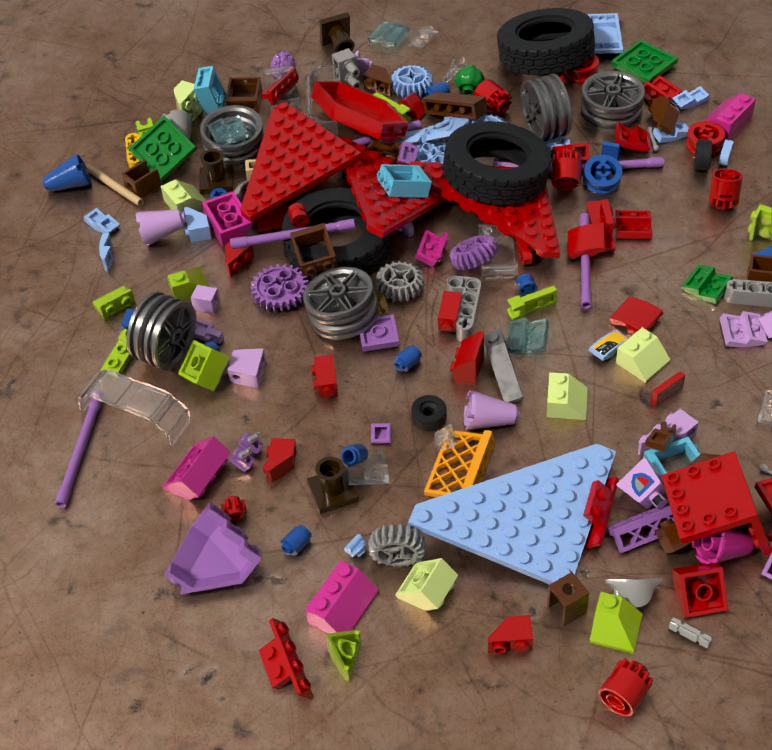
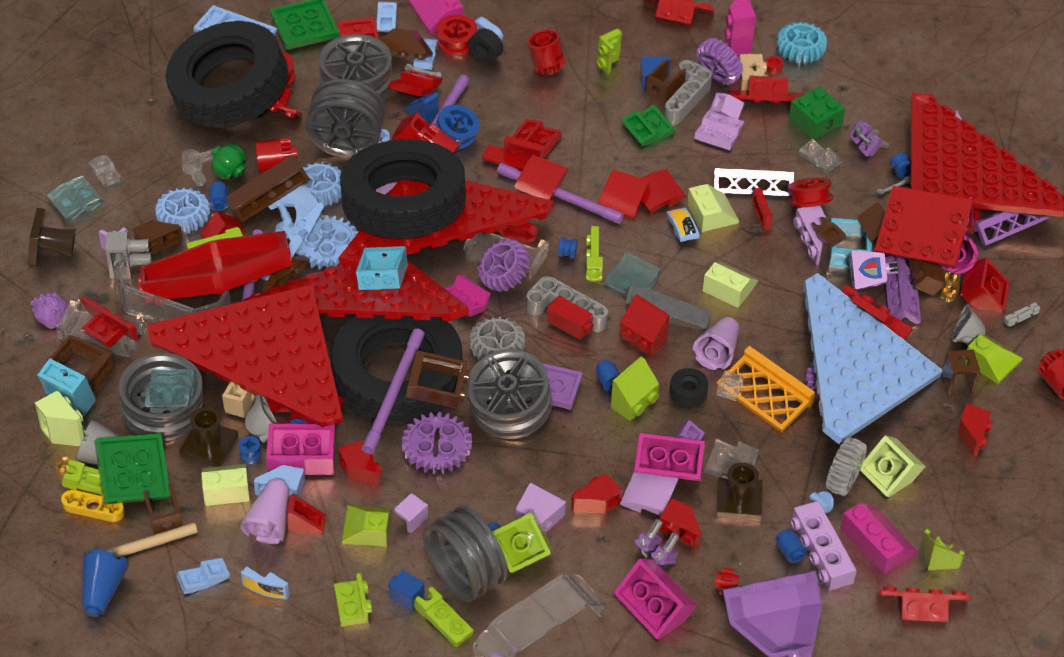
camera: 70 degrees left, 0 degrees up
(172, 245) = (304, 517): none -> red slope
(281, 397) = (597, 496): none -> red slope
(298, 215) = (373, 373): red wheel -> none
(304, 427) = (648, 492): none -> lavender slope
(304, 573) = (823, 545): none -> lavender brick
(325, 376) = (593, 449): red brick -> none
(334, 422) = (669, 456): none -> dark pink slope
(354, 454) = (725, 455): blue brick -> none
(397, 375) = (634, 390): none -> lime slope
(407, 153) = (320, 254): medium lavender bracket -> none
(612, 295) = (624, 193): none -> red slope
(685, 557) = (953, 284): none -> clear yellow beam
(704, 369) = (753, 174): none -> fence
(708, 411) = (810, 192): none -> red wheel

